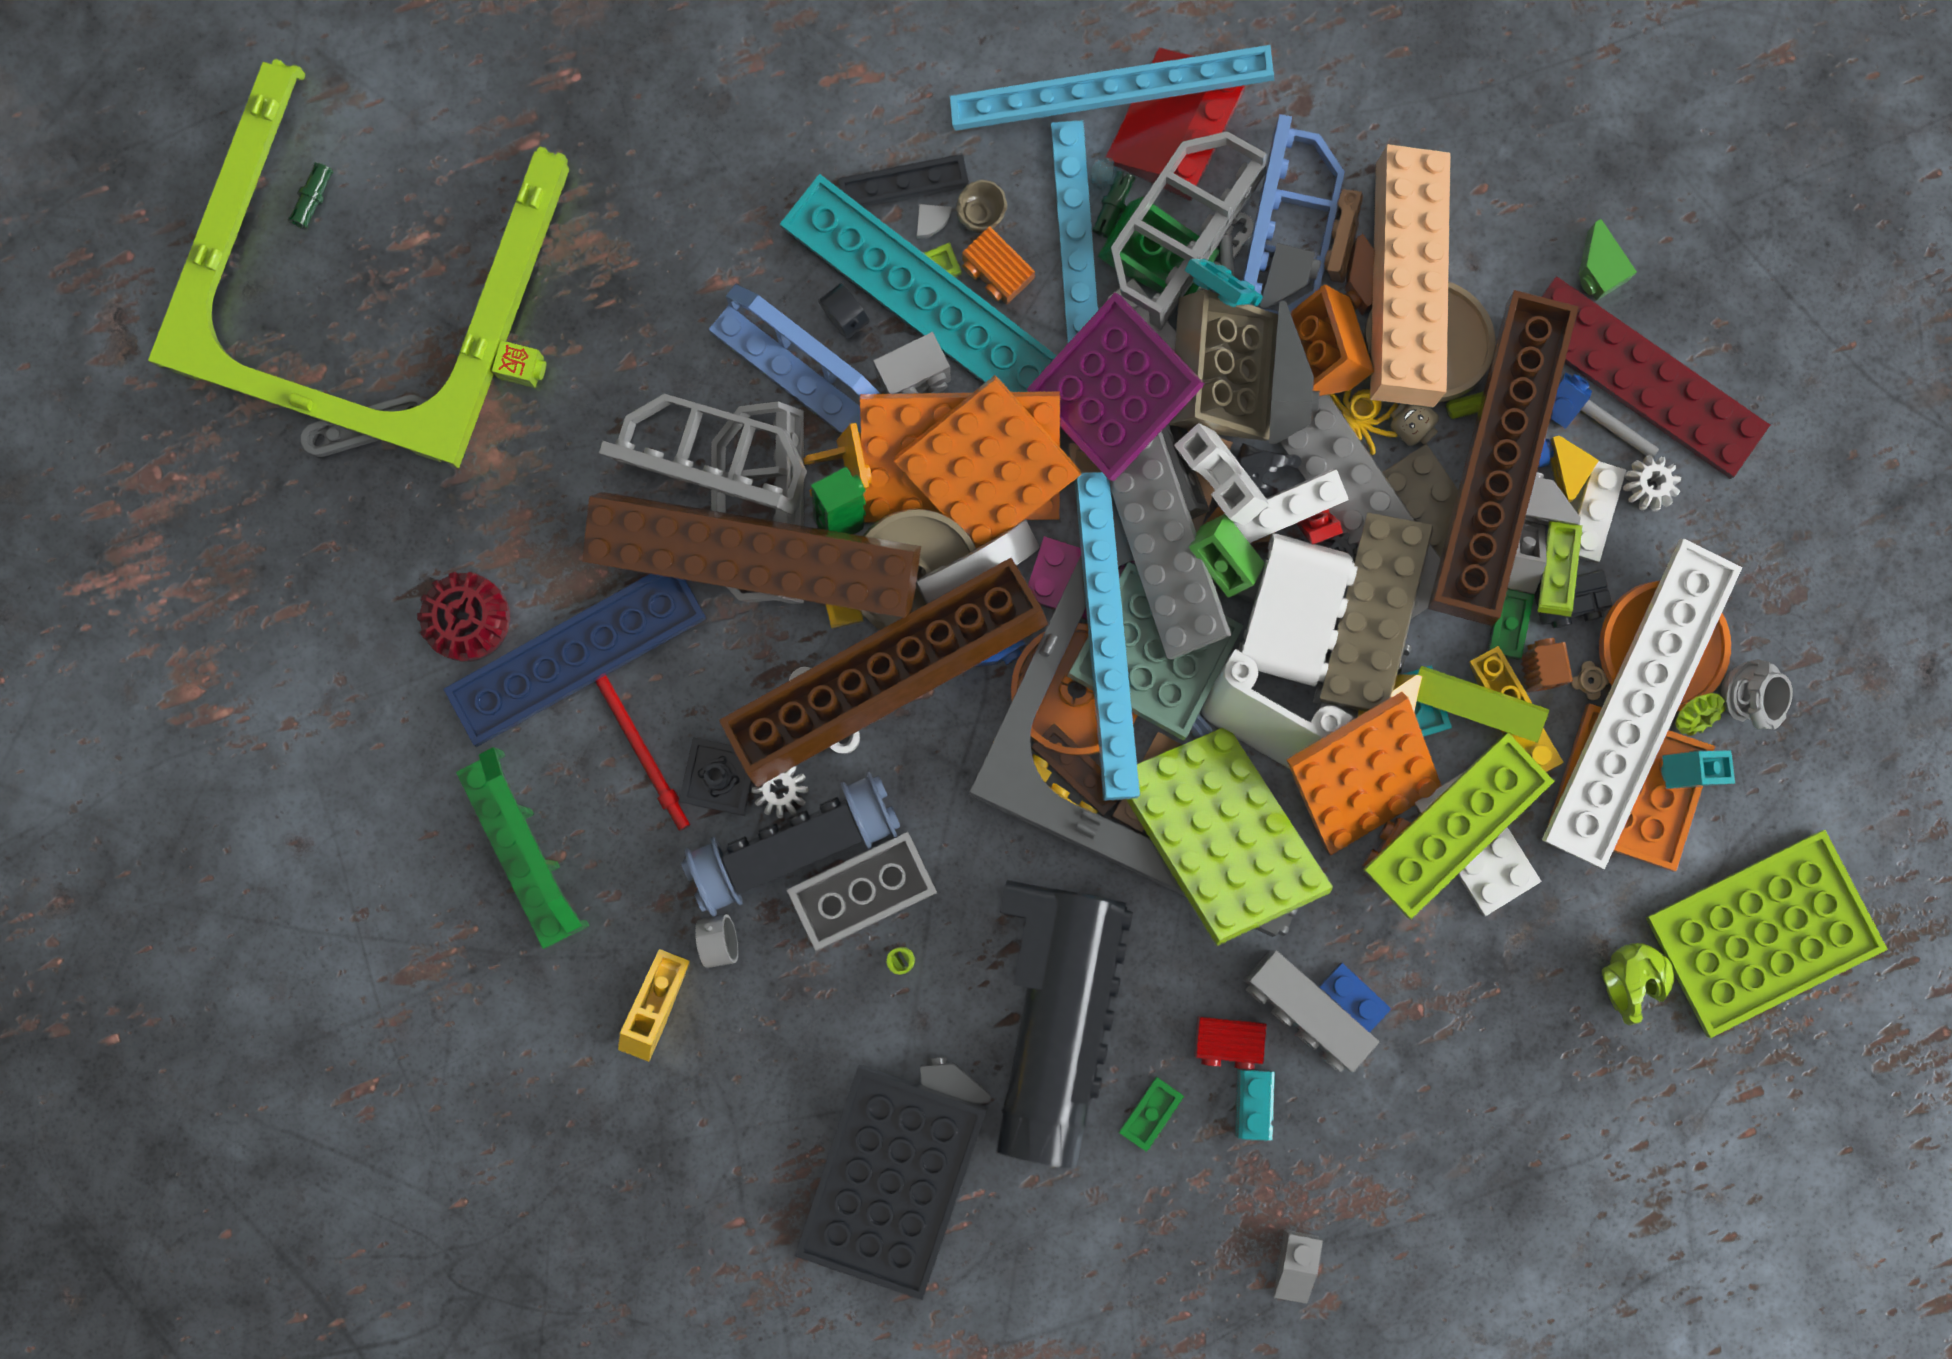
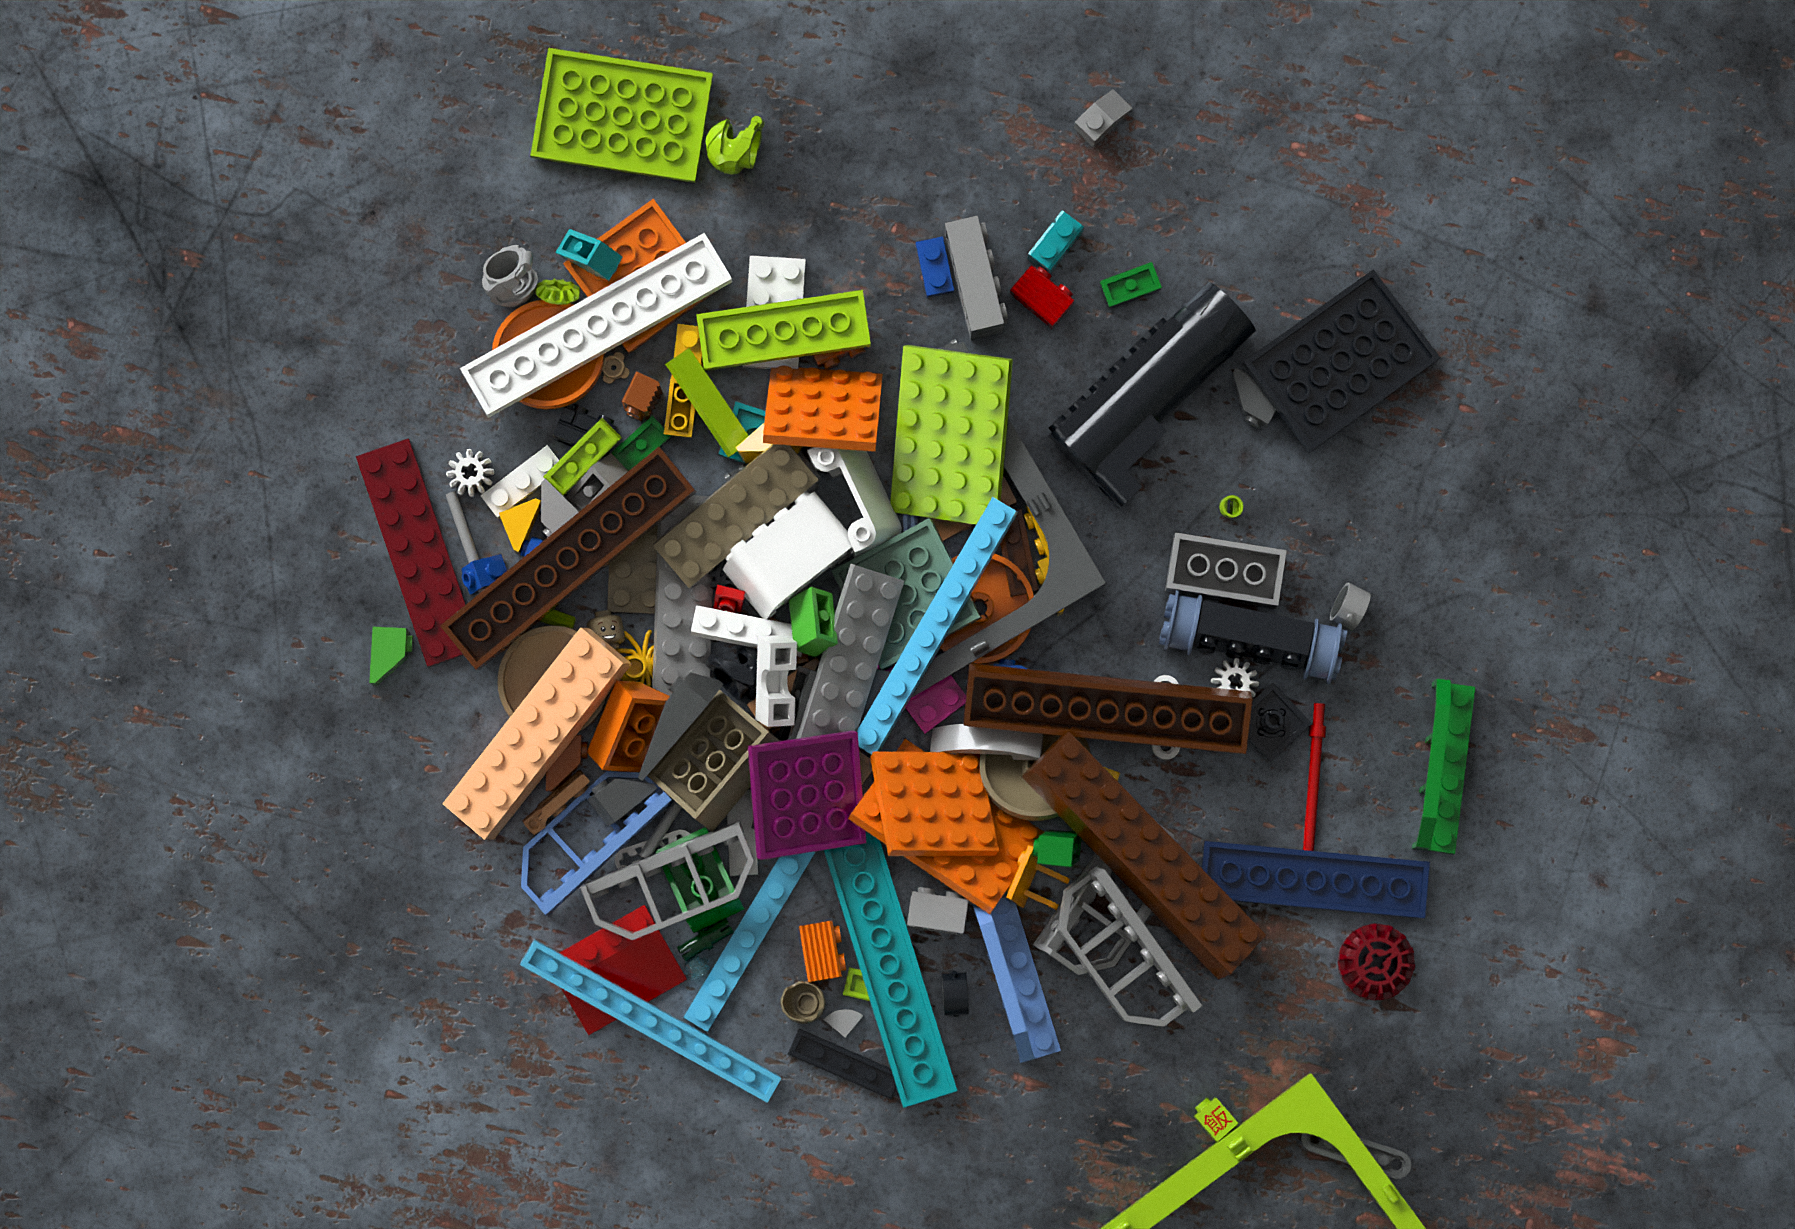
camera: 145 degrees left, 0 degrees up
(653, 1005) = (1423, 594): yellow slope -> none
(1221, 280) = (678, 815): teal plate -> none

